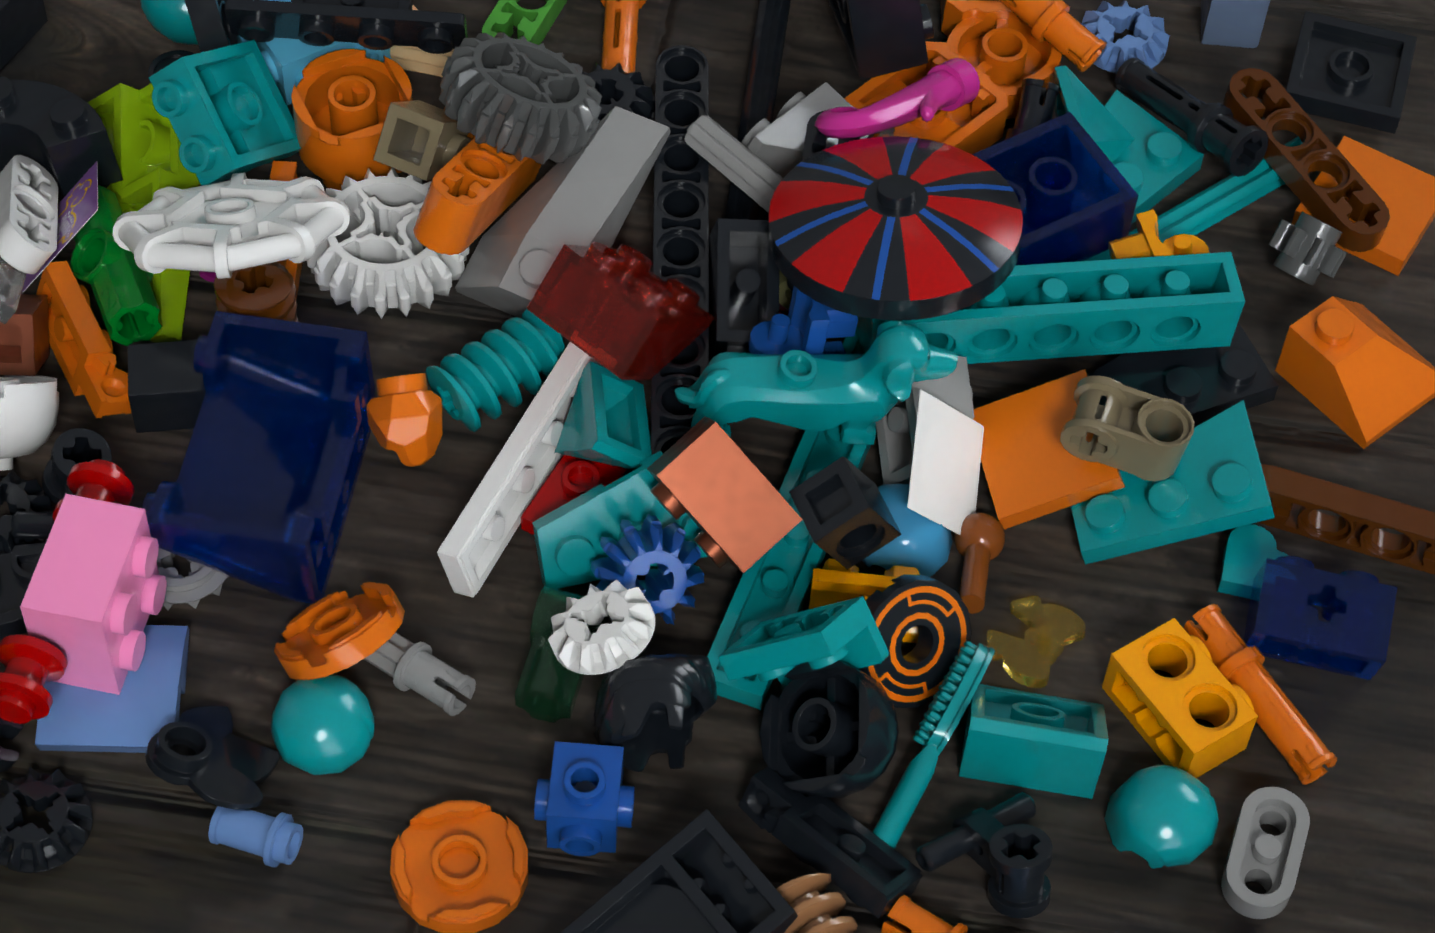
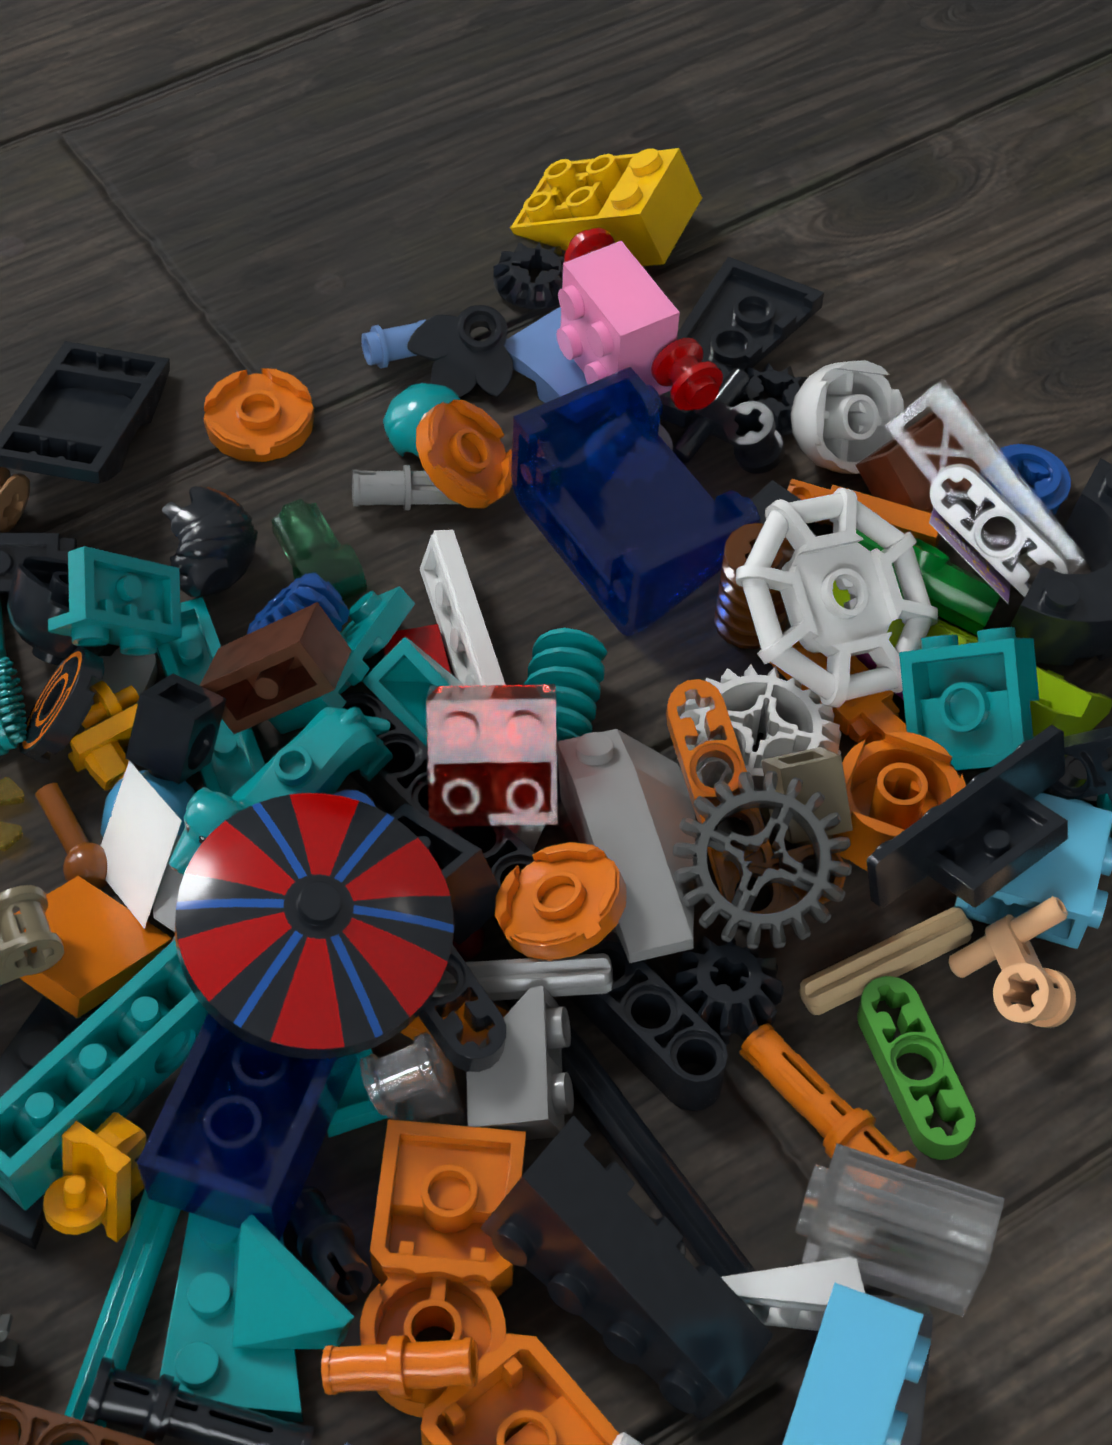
camera: 140 degrees right, 0 degrees up
(407, 418) = (596, 615): orange rock -> none
(584, 798) = (204, 460): blue brick -> none
(612, 643) = (270, 551): white gear -> none
(683, 179) = (561, 901): none -> orange tile
(944, 88) = (423, 1105): dark pink plant -> none

